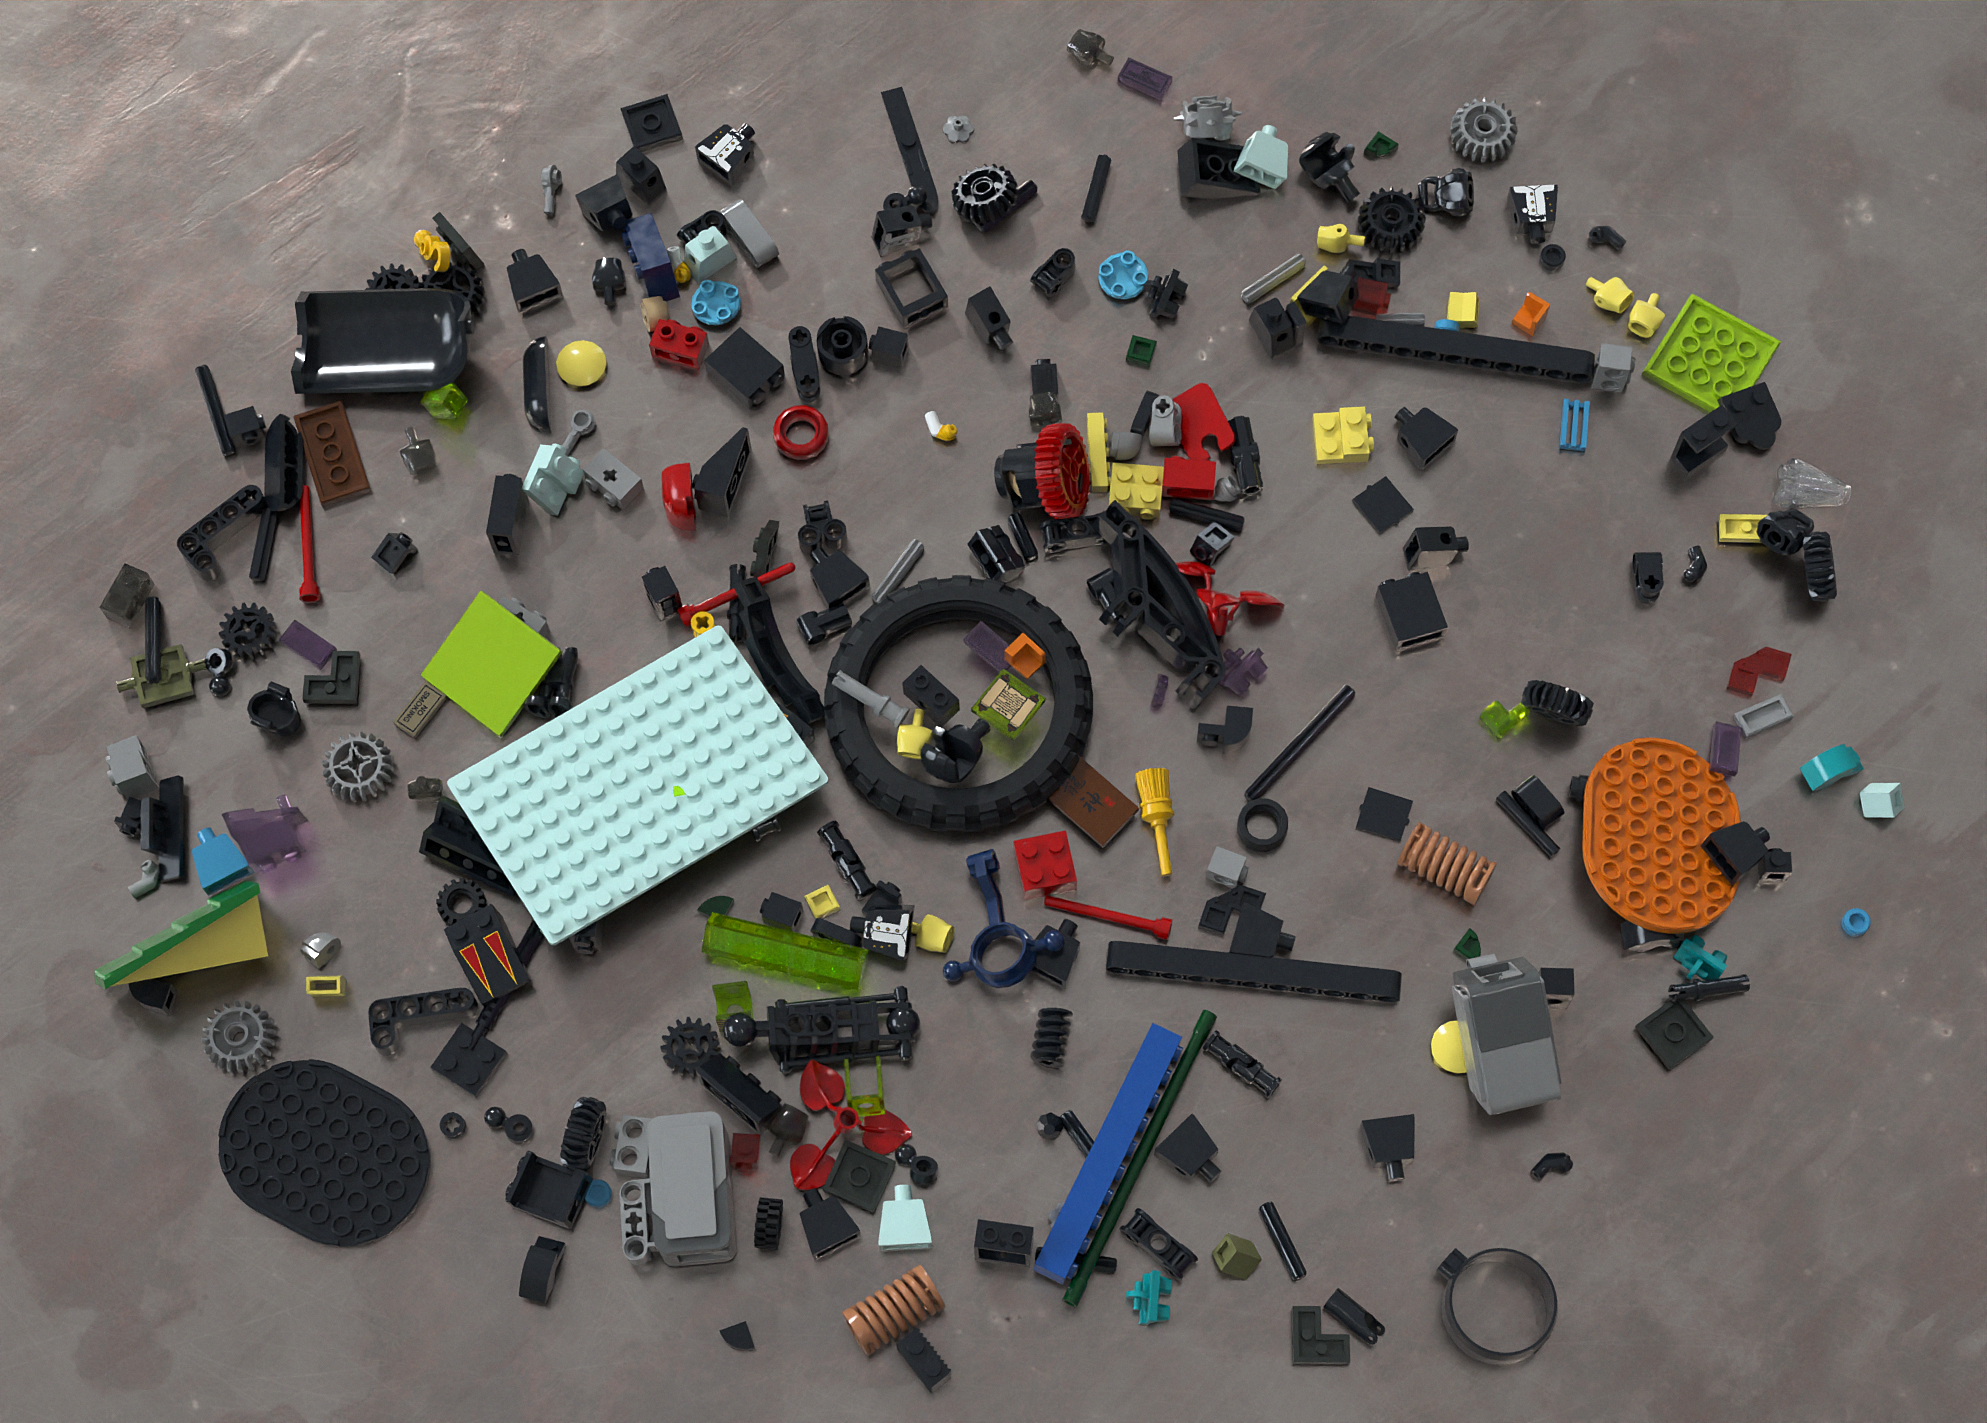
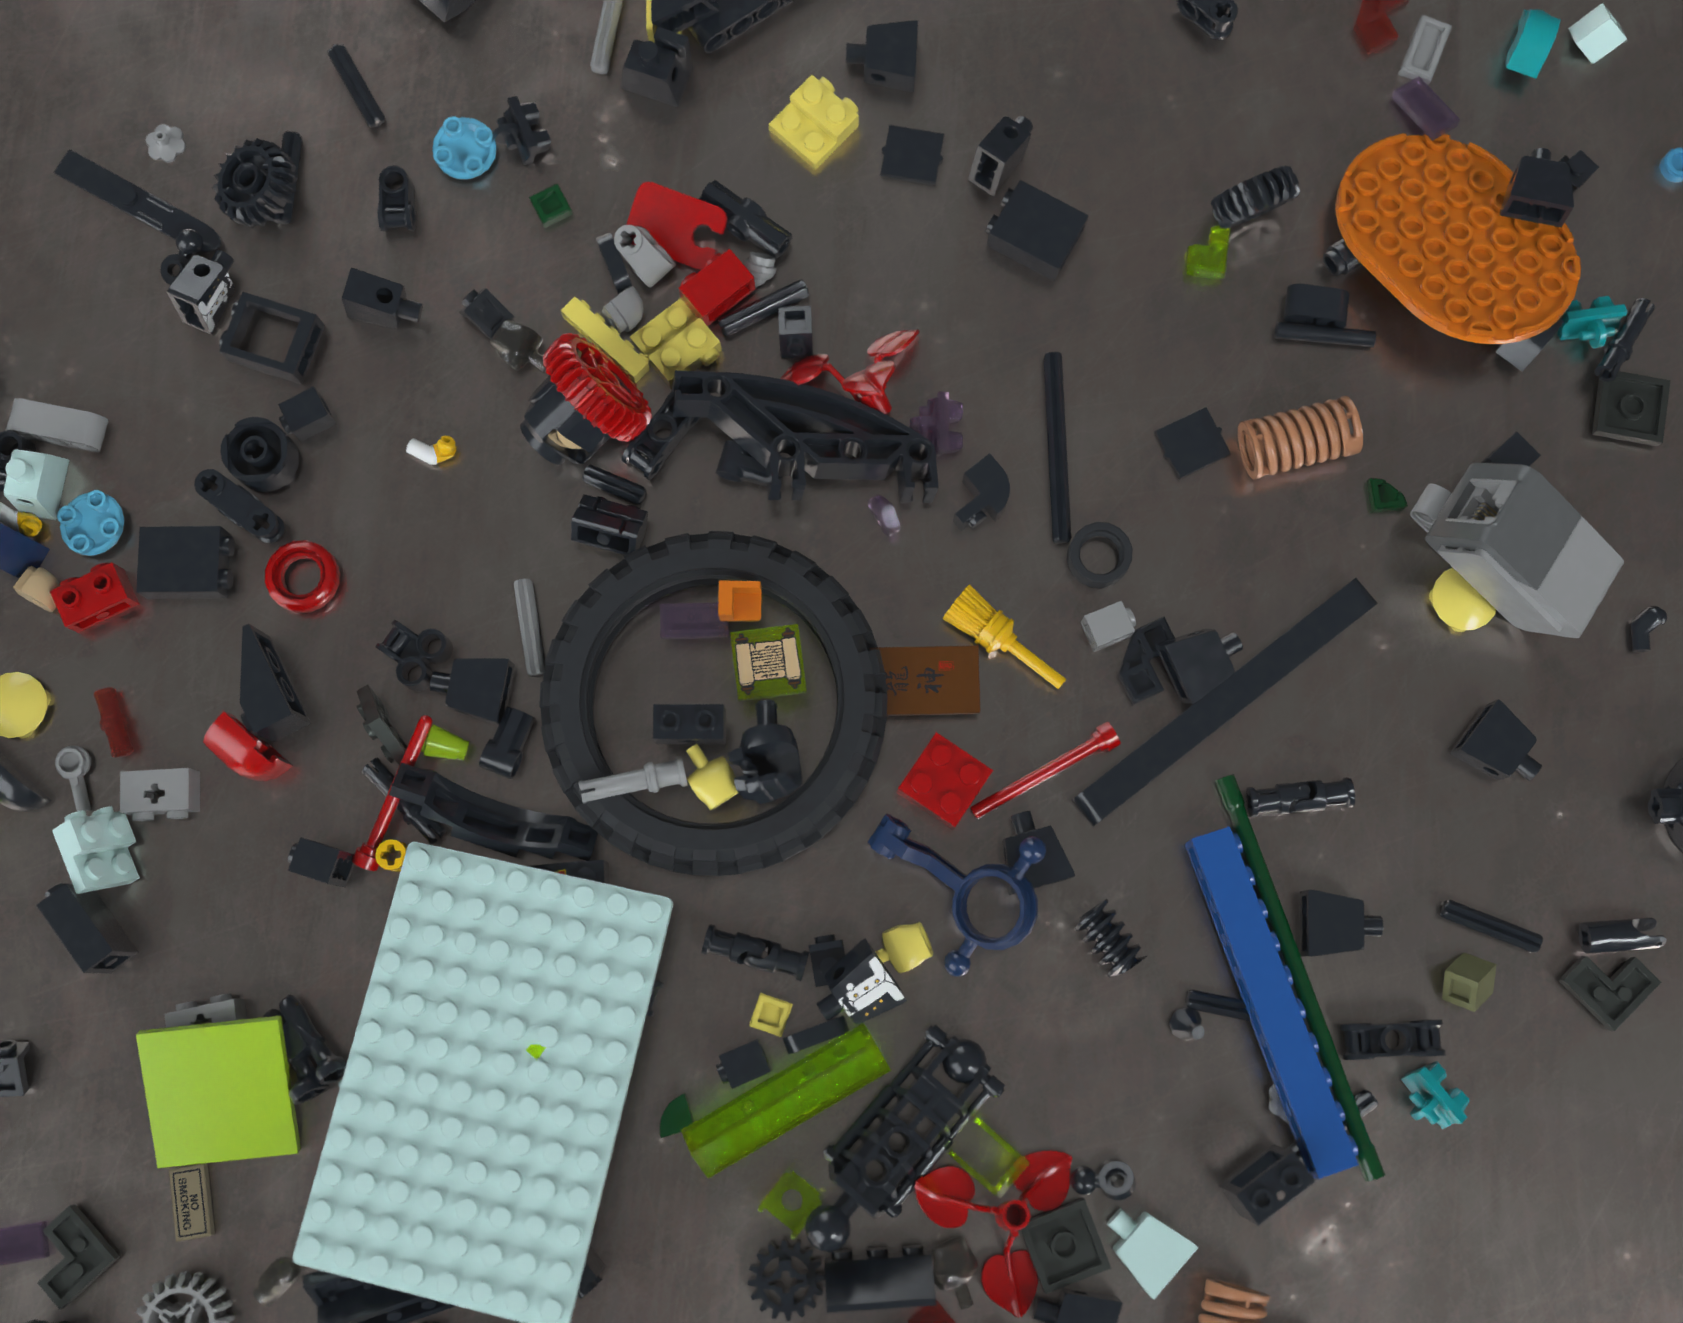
camera: 45 degrees left, 10 degrees up
(624, 420) = (113, 722): none -> clear red pin
(788, 592) = (444, 744): none -> lime cone

